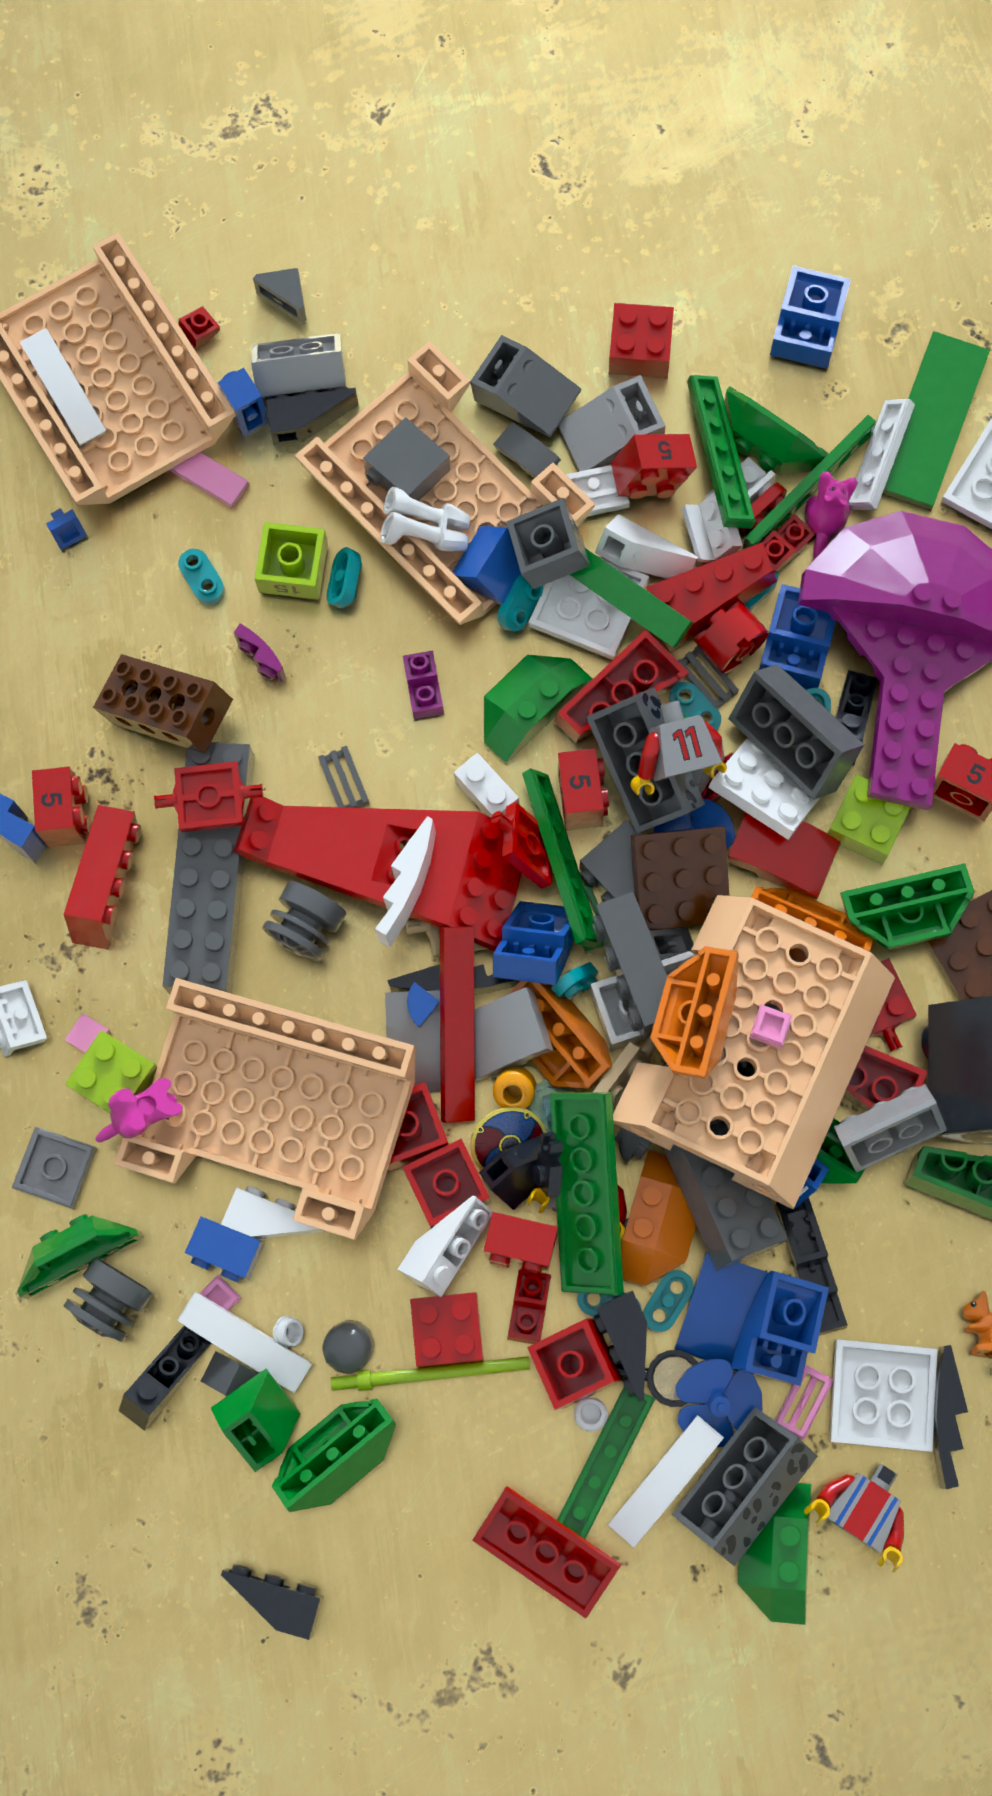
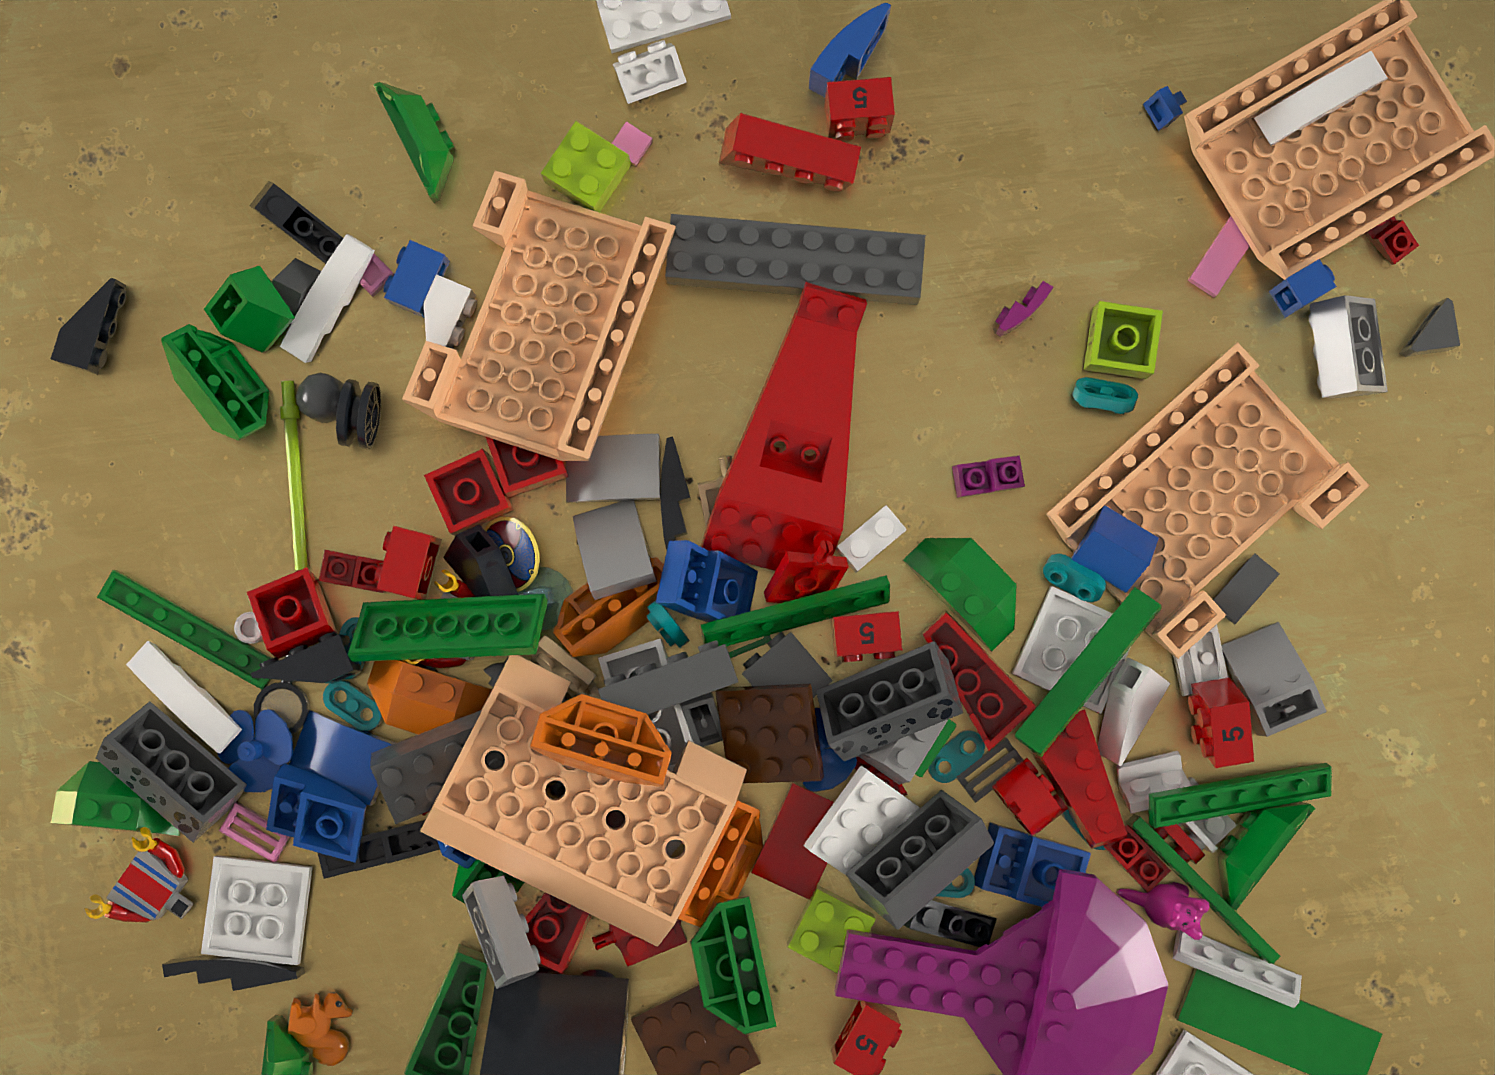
camera: 90 degrees right, 10 degrees up
(54, 1168) = (502, 115): flat silver tile -> none
(108, 1300) = (367, 168): dark grey wheel -> none
(134, 1113) = (540, 188): dark pink animal -> none
(196, 701) = (956, 242): reddish brown brick -> none
(200, 575) = (1111, 248): teal plate -> none
(208, 796) = (861, 255): red plate -> none
(288, 1331) = (336, 340): white plate -> none
(301, 416) = (1288, 351): black slope -> none
(305, 919) = (734, 353): dark grey wheel -> none
(335, 756) = (861, 404): dark grey tile -> none
(366, 1299) = (358, 414): none -> black wheel
(406, 461) = (1227, 459): dark grey piece -> none
(409, 874) = (776, 460): white slope -> none
(420, 1004) = (643, 468): blue tile -> none
(444, 1247) = (402, 487): white slope -> none
(446, 1330) = (331, 491): red brick -> none
(449, 517) = (1151, 448): white piece -> none
(457, 1024) = (625, 504): red tile -> none
(514, 1088) = (559, 561): light orange head -> none
(523, 387) = (1317, 587): dark grey slope -> none
(546, 1552) = (120, 581): red slope -> none
(547, 544) = (1130, 606): dark grey slope -> none
(548, 1171) = (470, 590): black plate -> none
(641, 340) = (1373, 714): red brick -> none
(678, 749) = (890, 734): light grey torso -> none
(770, 1026) = (595, 816): bright pink tile -> none
(810, 317) = (1400, 900): blue slope -> none

